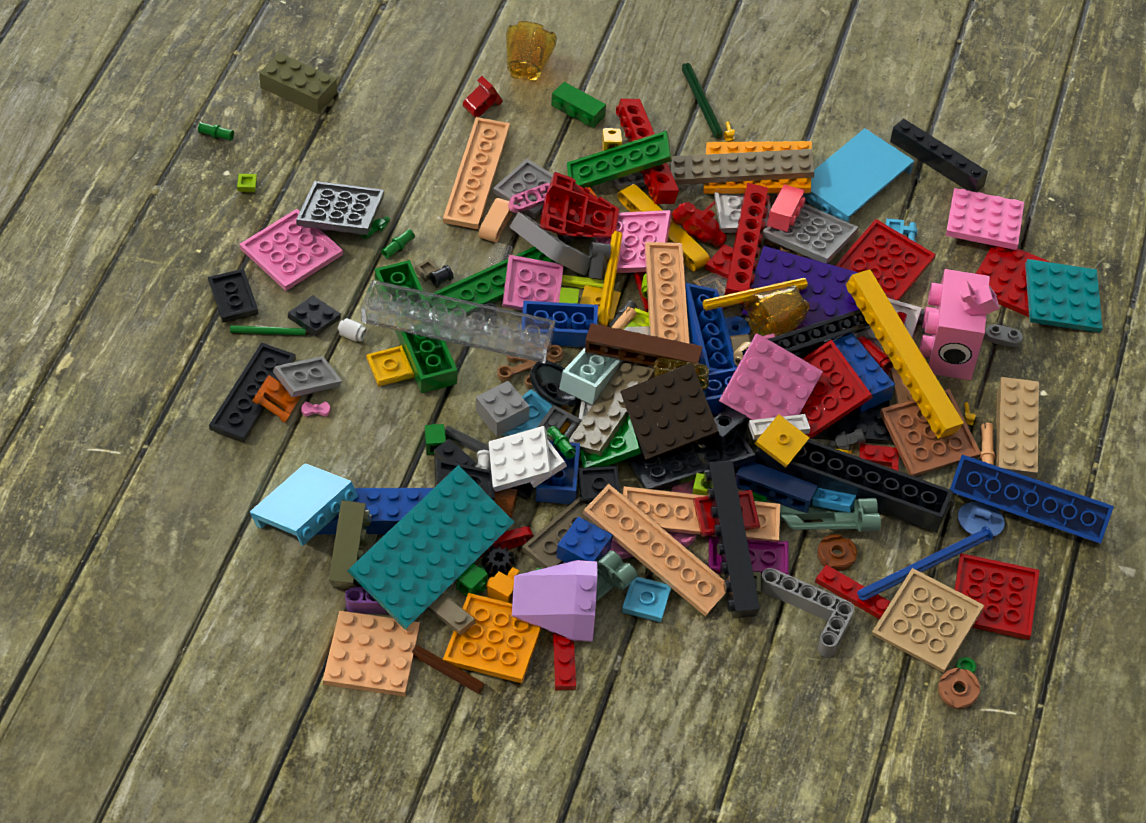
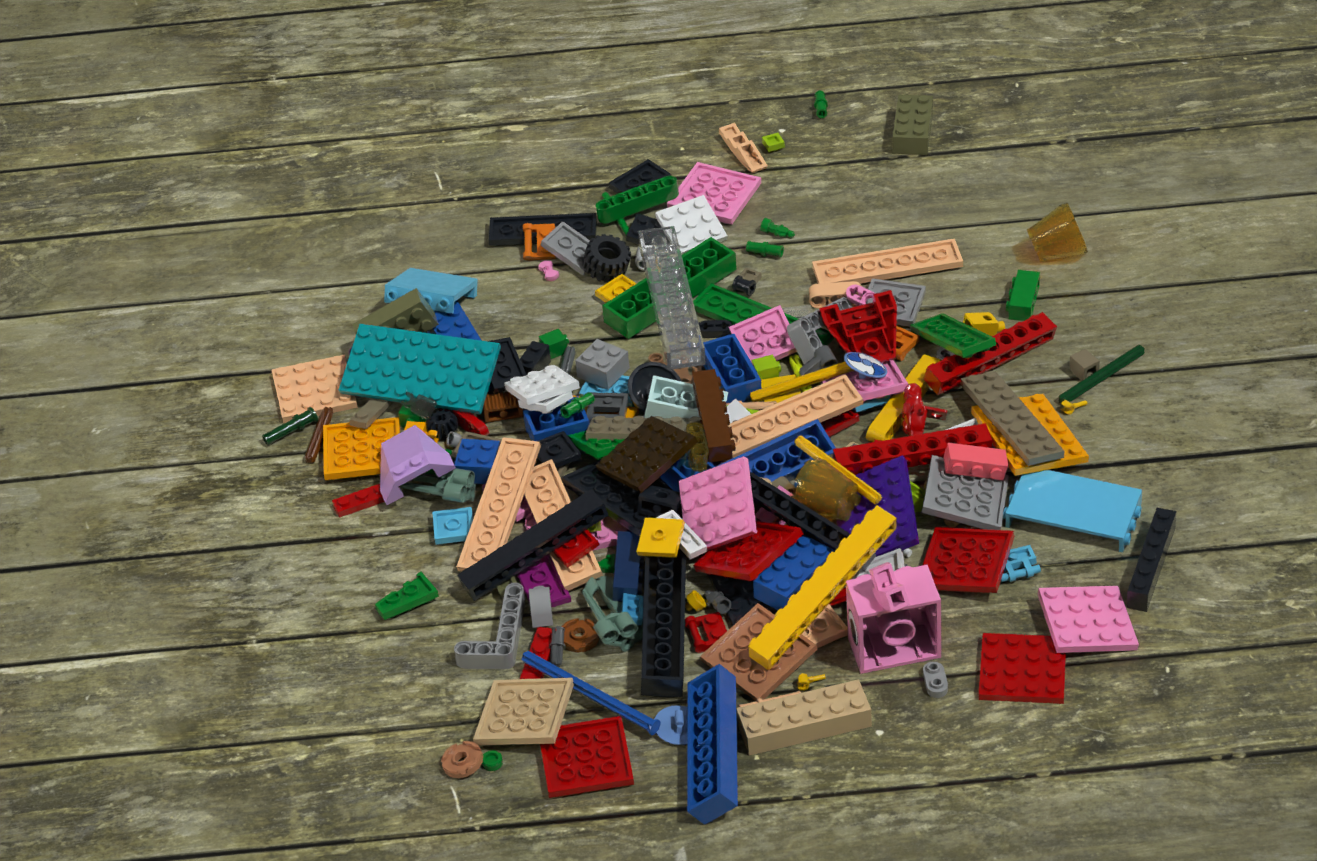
camera: 75 degrees right, 10 degrees down
(245, 207) = (742, 148): none -> light nougat slope
(272, 312) = (637, 199): none -> green beam
(333, 281) = (693, 222): none -> white plate
(340, 208) = (776, 198): dark grey plate -> none
(344, 355) = (606, 257): none -> black tyre
(421, 681) = (297, 422): none -> dark green pin
(480, 564) = (420, 406): none -> clear smoke plate
(481, 98) = (982, 233): red tile -> none
(526, 564) = (453, 439): none -> light grey hinge
(629, 228) = (865, 365): none -> shield
(688, 104) = (1083, 364): none -> dark tan brick
(725, 664) = (410, 596): none -> green wing
(800, 561) = (540, 606): none -> light grey brick
(851, 571) = (557, 645): none -> dark grey axle
(1063, 295) = (1017, 706): teal plate -> none

